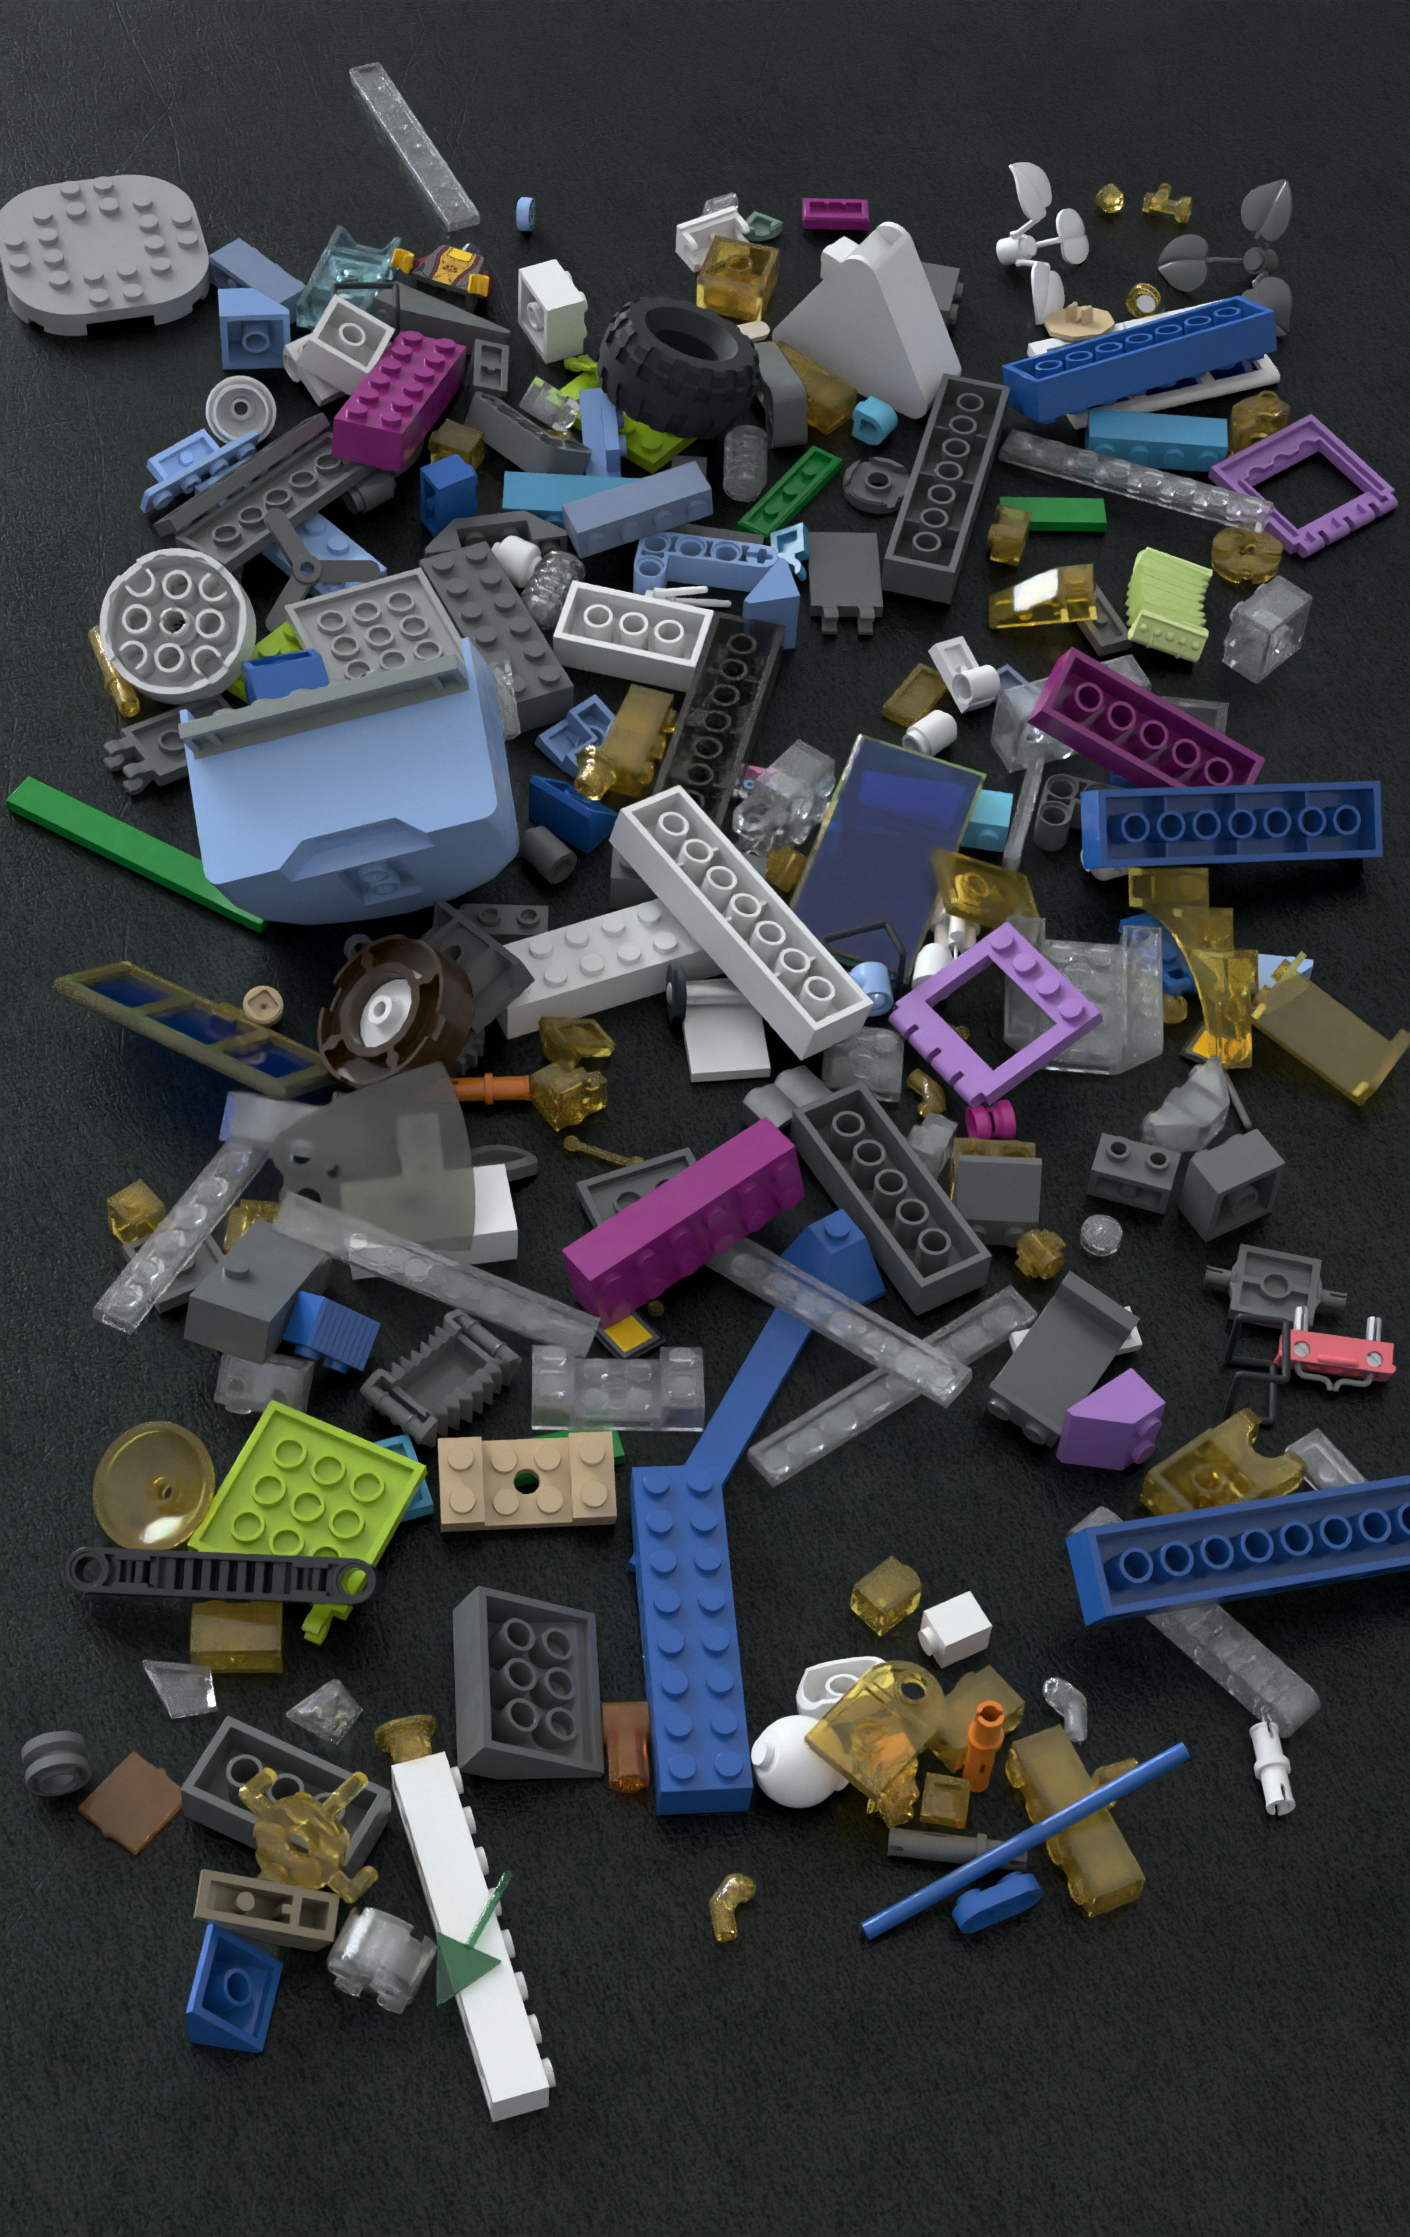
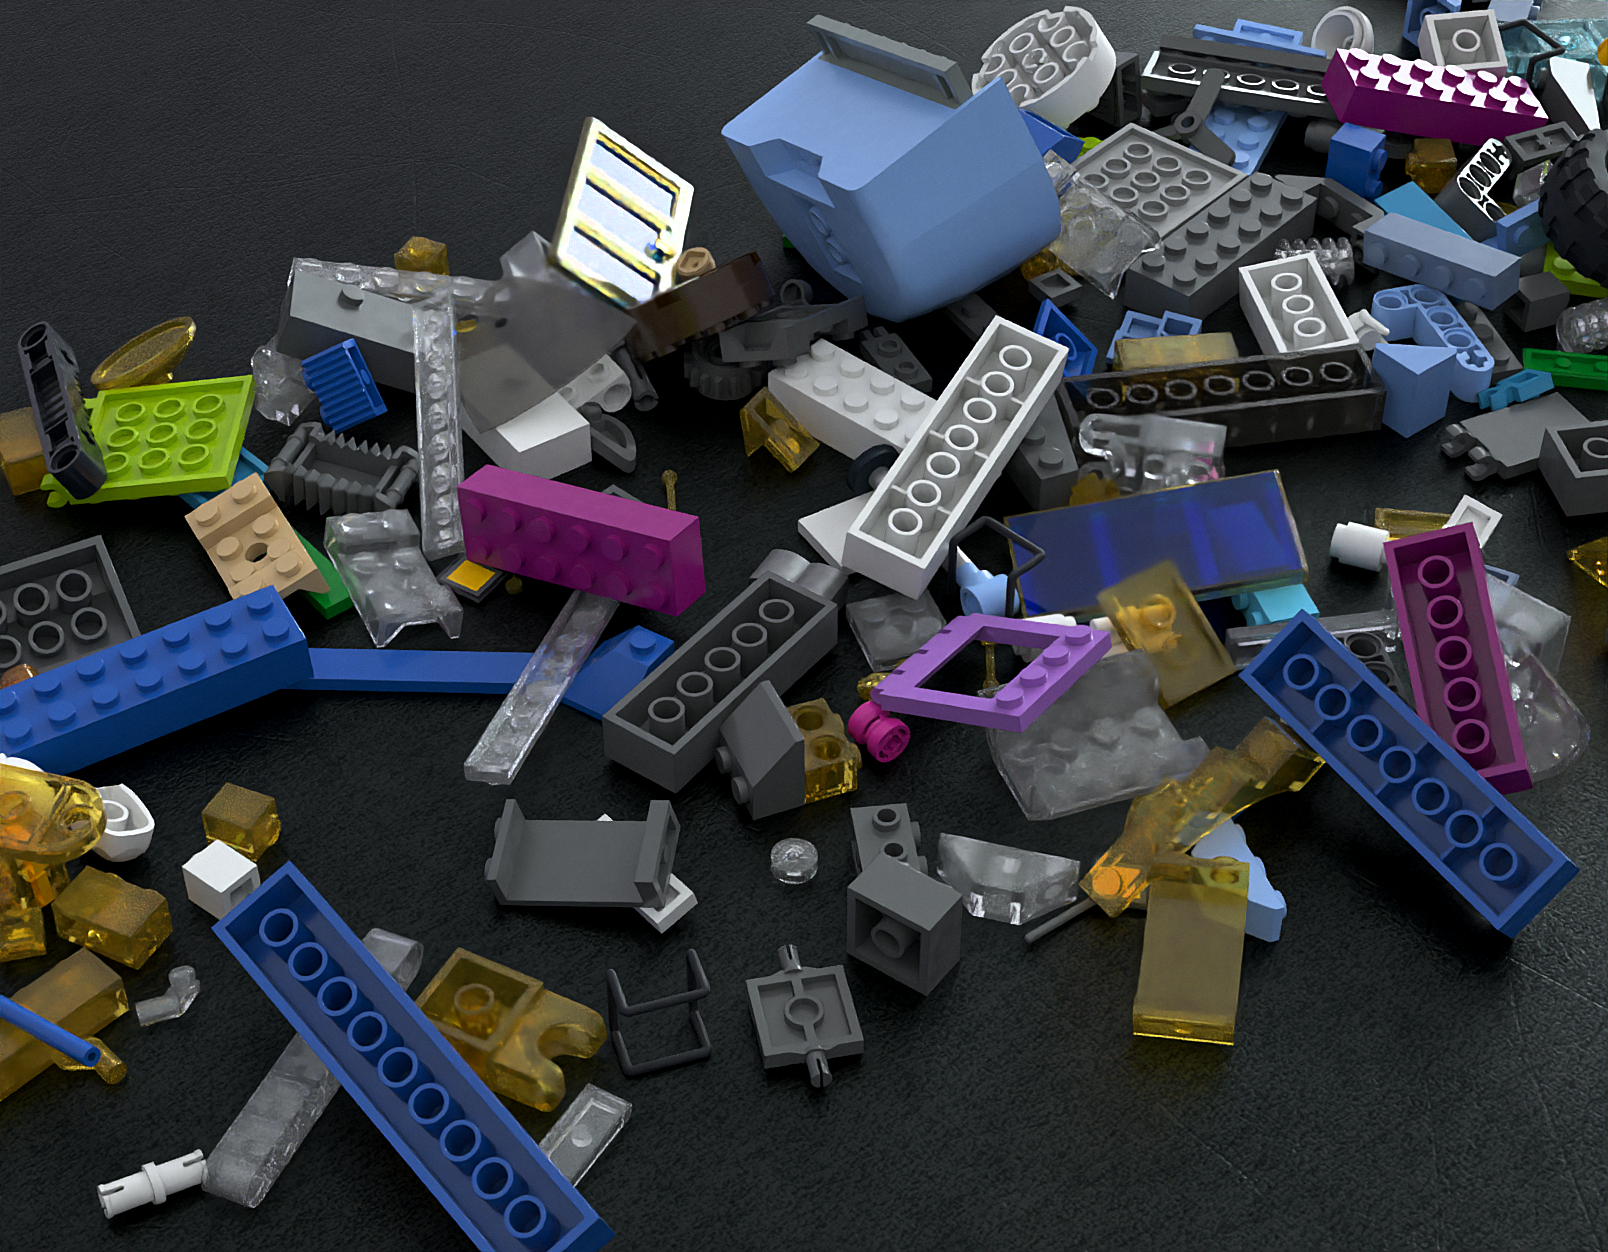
camera: 70 degrees right, 10 degrees down
(492, 1088) = (692, 407): orange pin -> none
(517, 559) = (1328, 224): white head -> none
(567, 1094) = (712, 449): clear yellow brick -> none
(597, 772) = (1095, 344): clear yellow piece -> none
(881, 1394) = (454, 738): clear plate -> none
(933, 1141) = (816, 684): clear brick -> none
(984, 1739) = (49, 898): orange pin -> none
(1040, 1253) = (727, 811): clear yellow gear -> none
(1113, 1425) = (526, 914): medium lavender slope -> none
(1338, 1354) = (738, 1091): coral piece -> none

